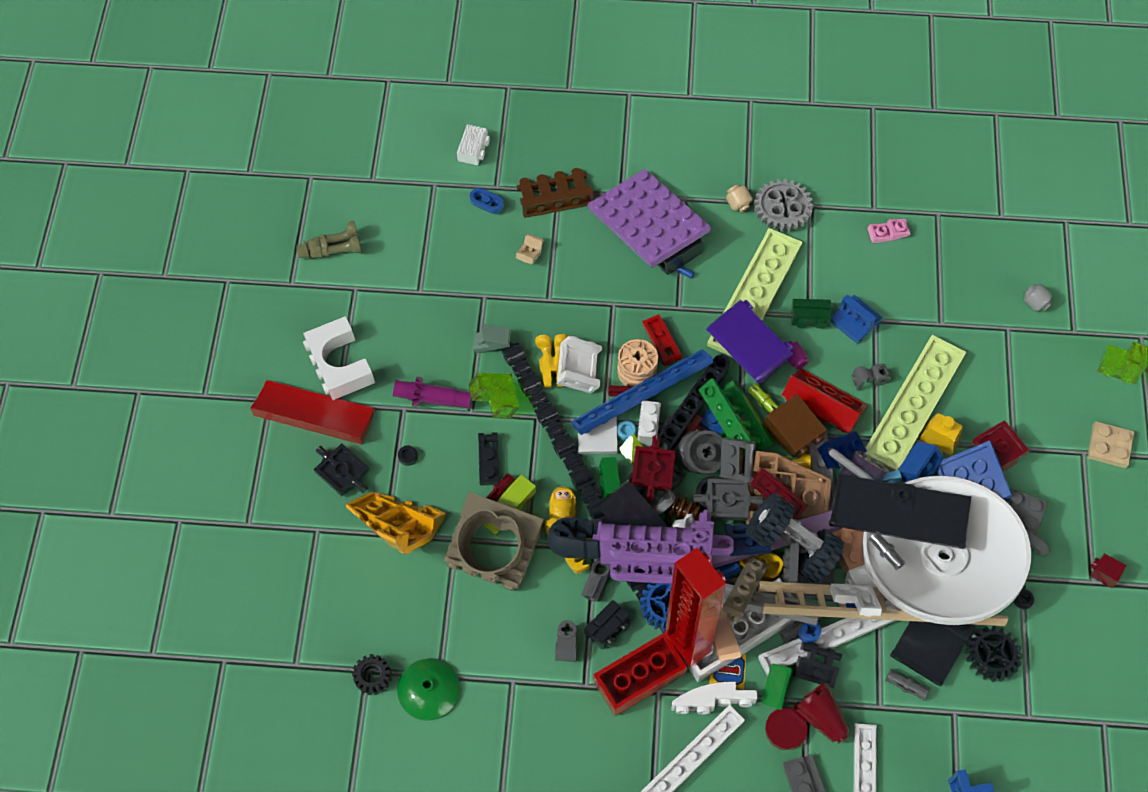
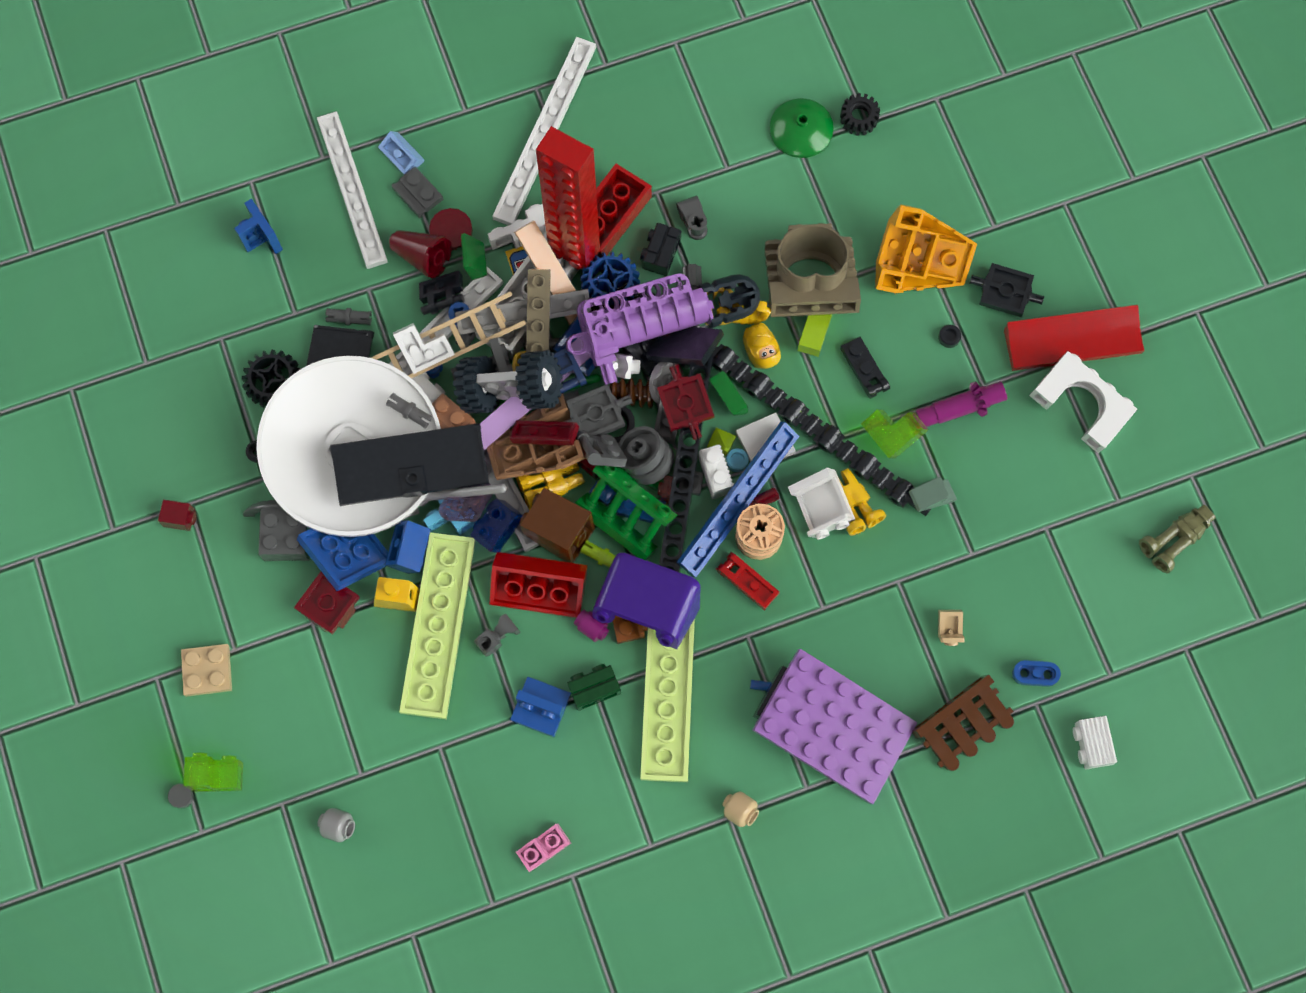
camera: 155 degrees right, 10 degrees up
(501, 487) = (835, 336): dark red axle -> none
(798, 202) = (664, 835): light grey gear -> none

